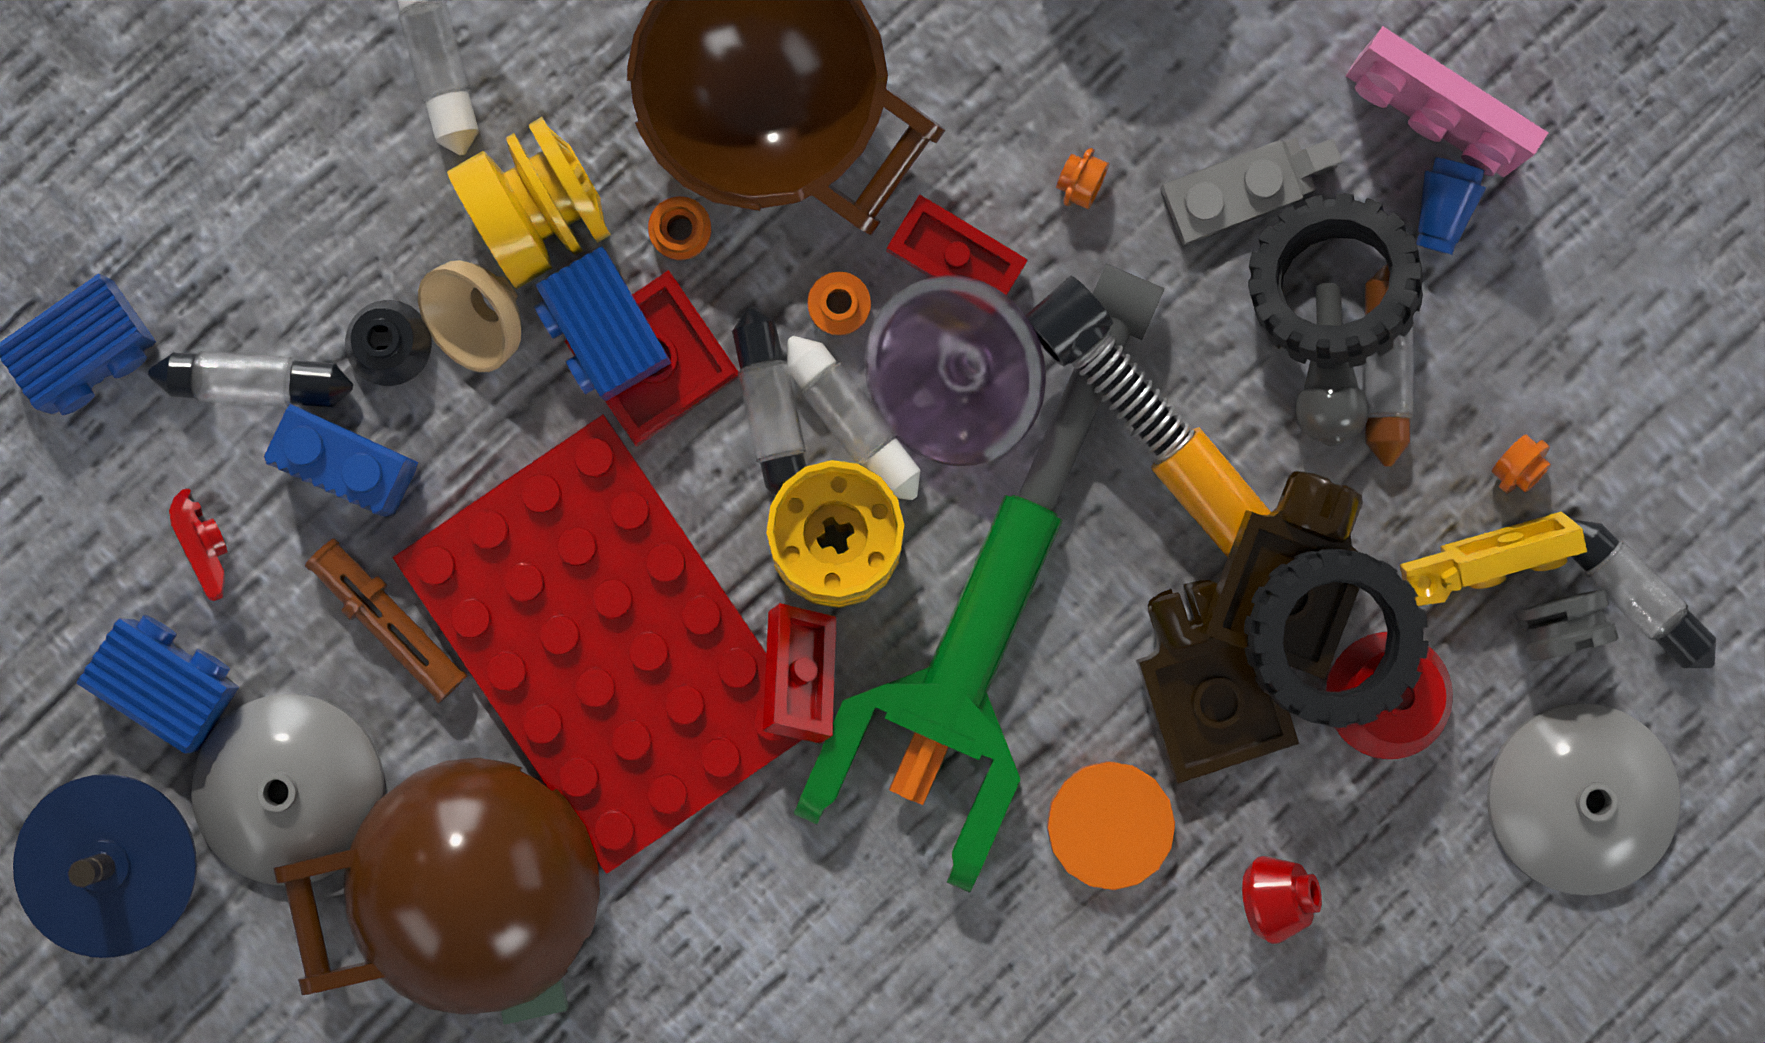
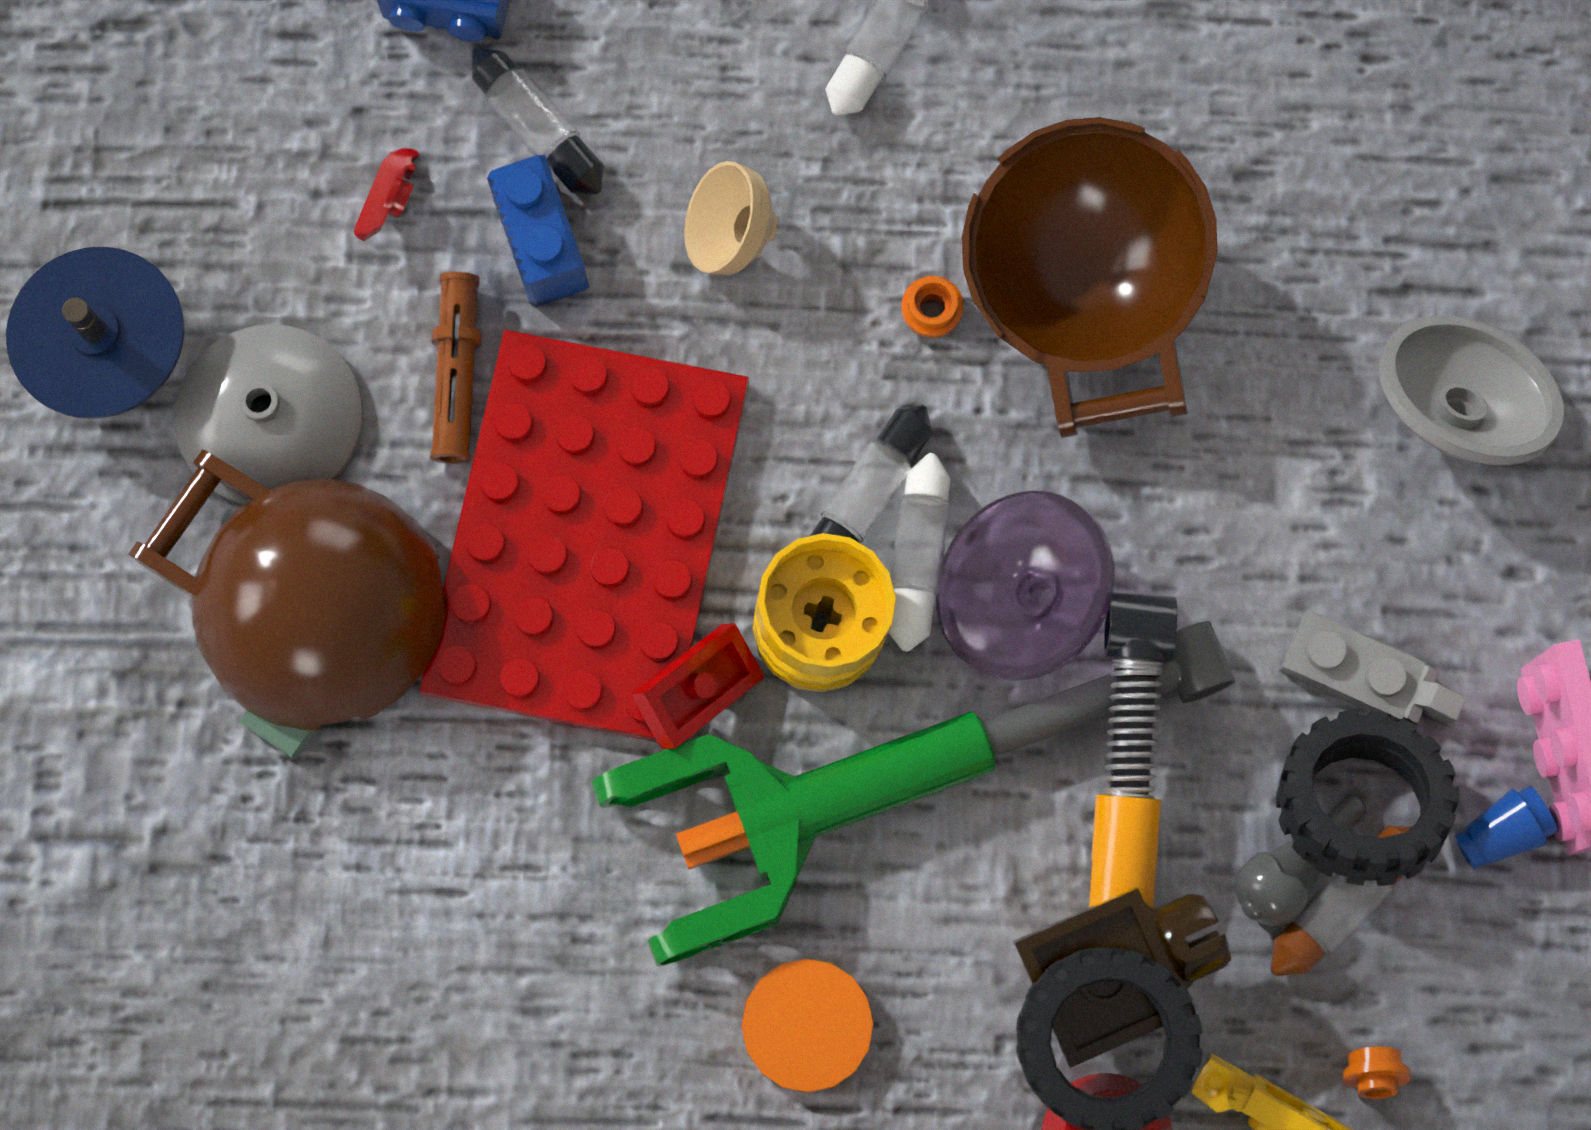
camera: 50 degrees right, 10 degrees down
(159, 683) = (261, 255): blue brick -> none
(406, 339) = (653, 188): black cone -> none
(529, 202) = (845, 182): yellow wheel -> none
(601, 324) = (810, 311): blue brick -> none
(696, 368) = (821, 375): red tile -> none
(839, 323) = (990, 483): orange plate -> none
(946, 245) = (1106, 488): red plate -> none
(1082, 178) = (1253, 549): orange plate -> none
(1206, 692) = (970, 1001): dark brown plate -> none

